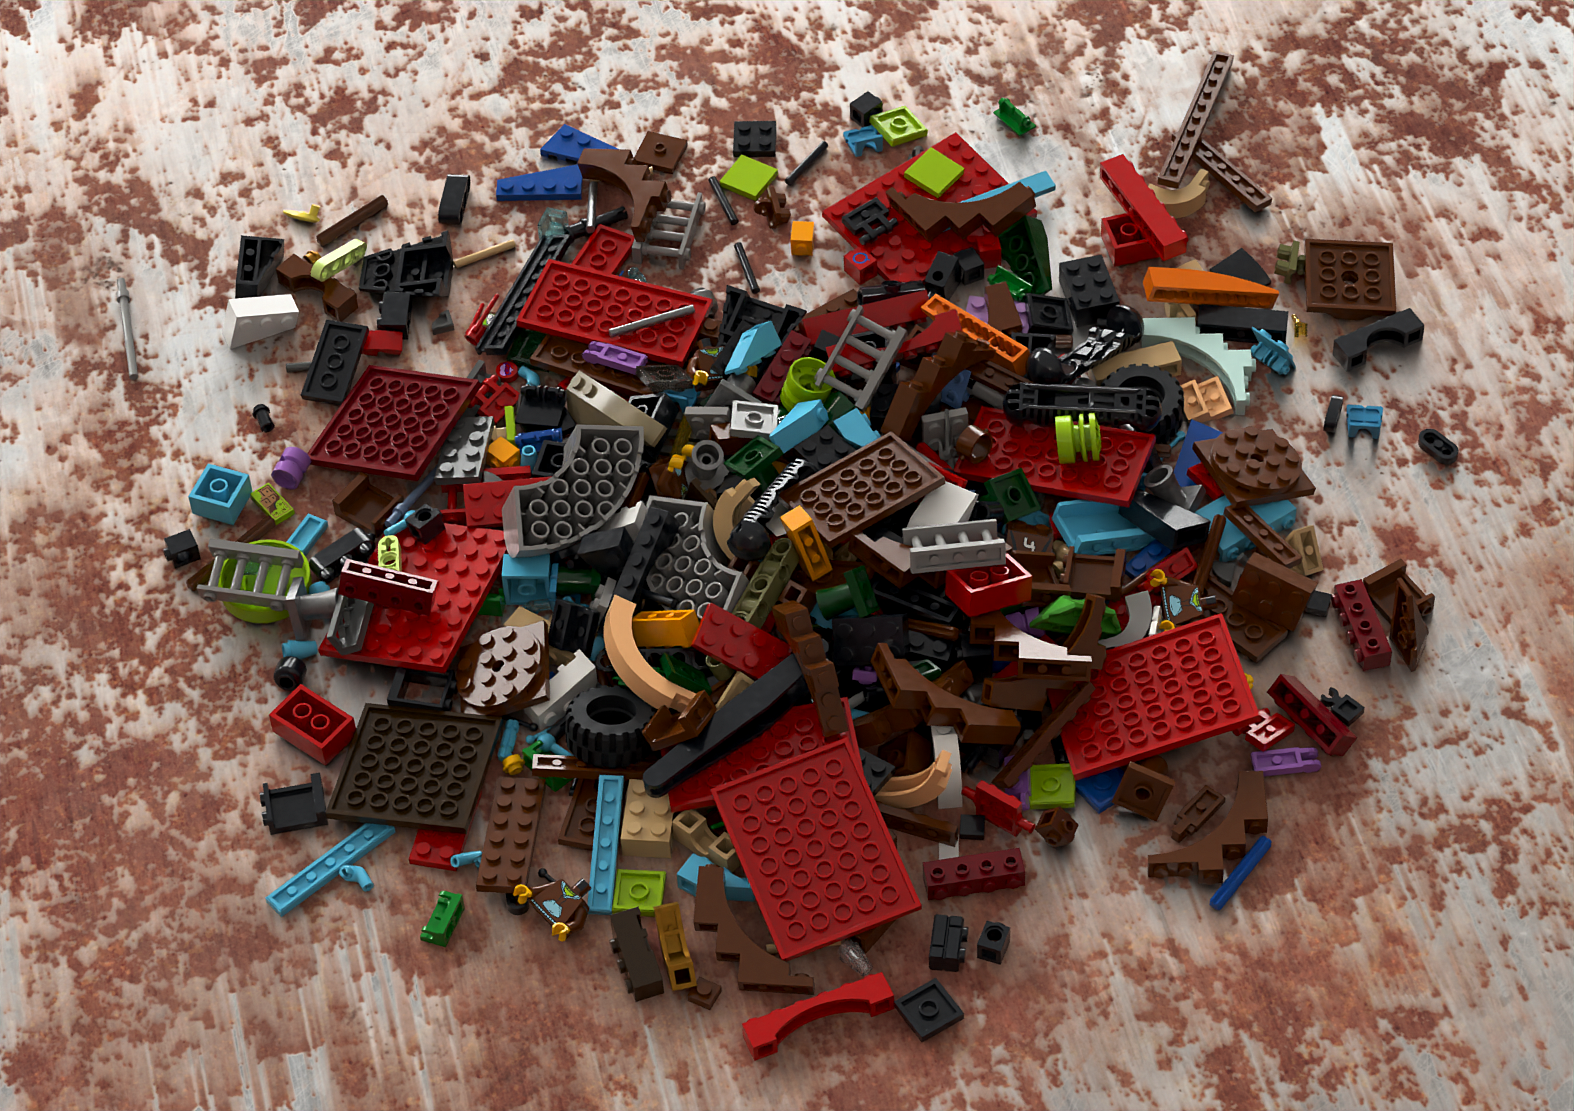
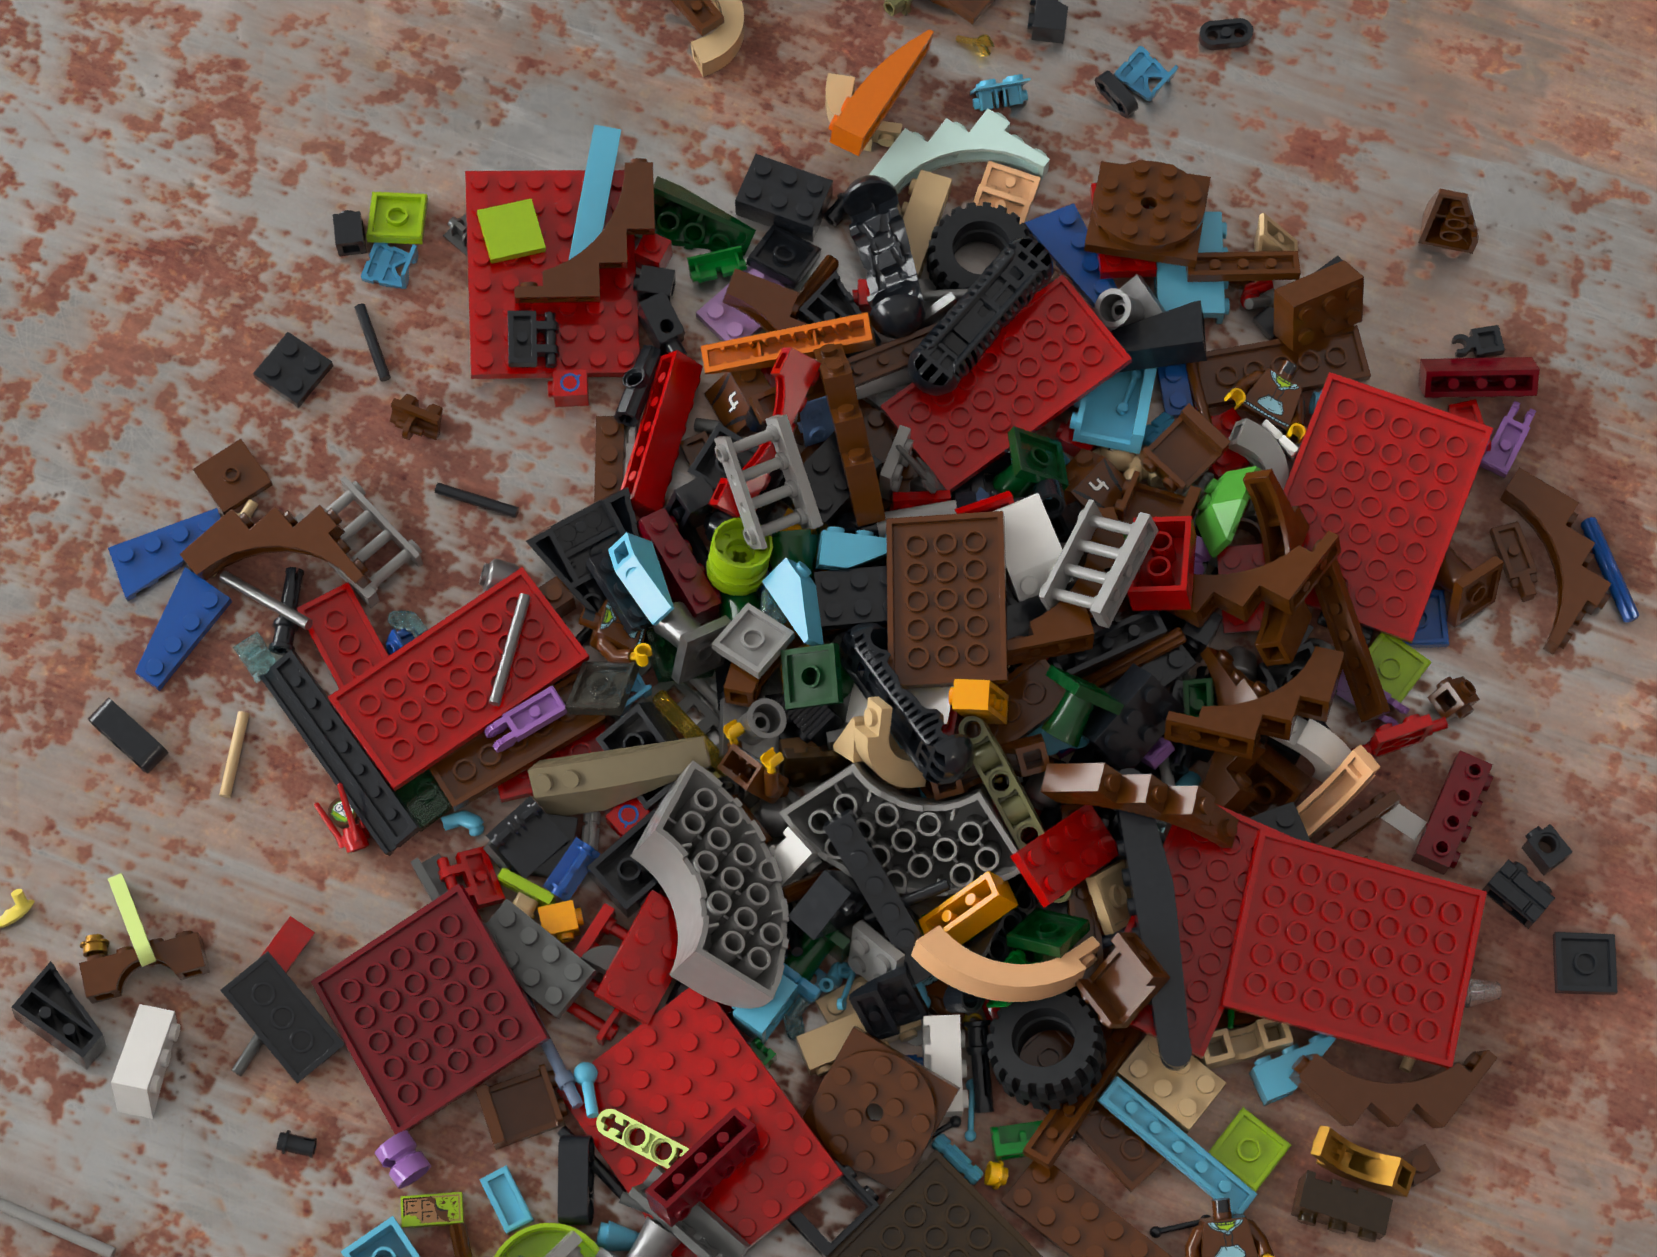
camera: 60 degrees left, 20 degrees up
(352, 220) = (65, 865): reddish brown axle -> none
(395, 313) = (256, 907): black brick -> none
(414, 268) = (201, 851): black wedge -> none
(425, 523) = (625, 1075): black brick -> none
(443, 323) = (304, 862): dark grey tile -> none
(507, 372) = (432, 840): red tile -> none
(528, 457) = (592, 905): medium azure cone -> none
(550, 745) = (993, 1119): medium azure bar -> none
(702, 417) = (696, 691): light grey plate -> none
(723, 200) = (357, 459): black bar -> none
(748, 177) = (346, 413): lime tile -> none
(802, 238) = (486, 418): light orange brick -> none
(865, 996) = (1515, 1140): red arch -> none
(972, 827) = (1389, 774): black tile -> none
(974, 444) = (944, 449): reddish brown piece -> none
(1013, 117) = (480, 102): green hinge -> none
(1077, 438) = (1028, 349): lime wheel -> none
(1125, 241) = (750, 101): red brick -> none
(1143, 207) = (735, 71): red brick -> none
(1175, 566) = (1218, 382): red hinge -> none
(1209, 552) = (1224, 330): reddish brown axle -> none
(1224, 572) = (1237, 330): dark grey tile -> none
(1237, 322) = (940, 89): black brick -> none
(1242, 266) = (867, 44): black slope -> none
(1361, 625) = (1397, 256): dark red brick -> none
(1382, 588) = (1383, 201): reddish brown panel -> none

